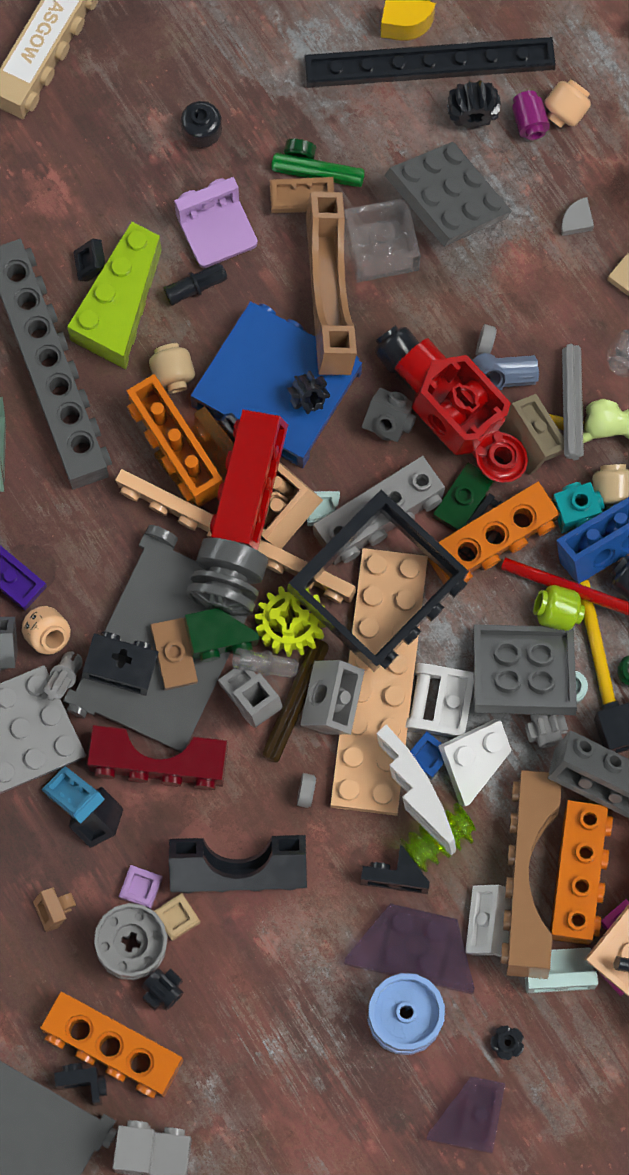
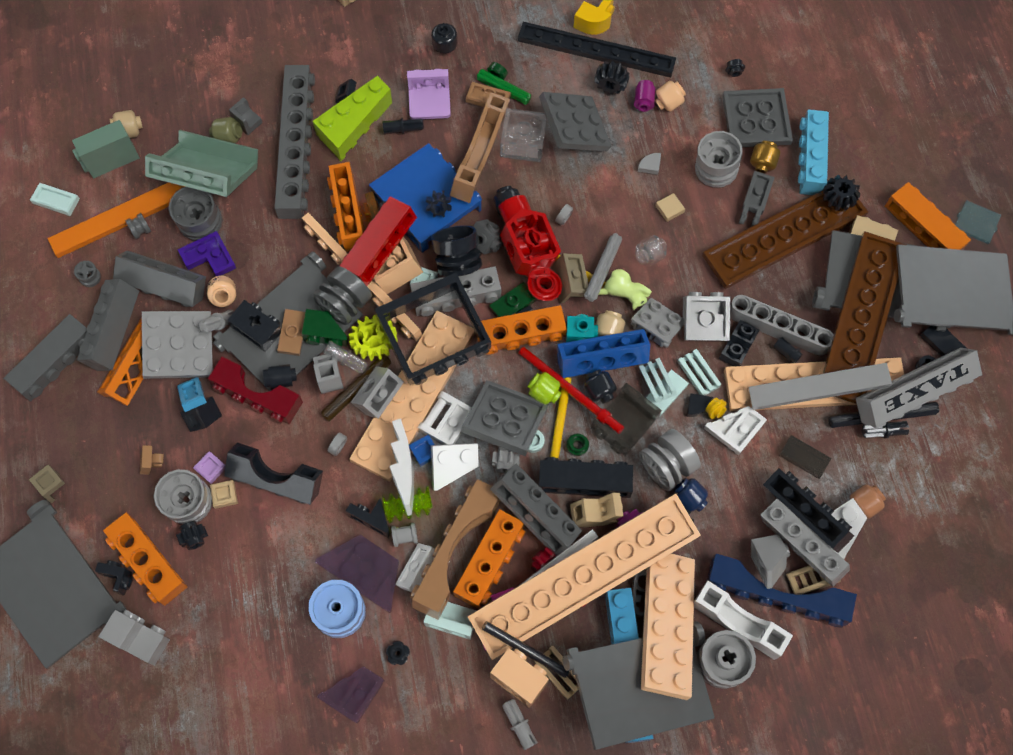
camera: 20 degrees right, 5 degrees down
(172, 367) = (366, 167): tan head -> none
(185, 724) = (279, 375): none -> black brick
(361, 453) = (456, 250): none -> black wheel
(451, 881) = (404, 534): none -> light grey bush
(509, 370) = (571, 236): sand blue piece -> none

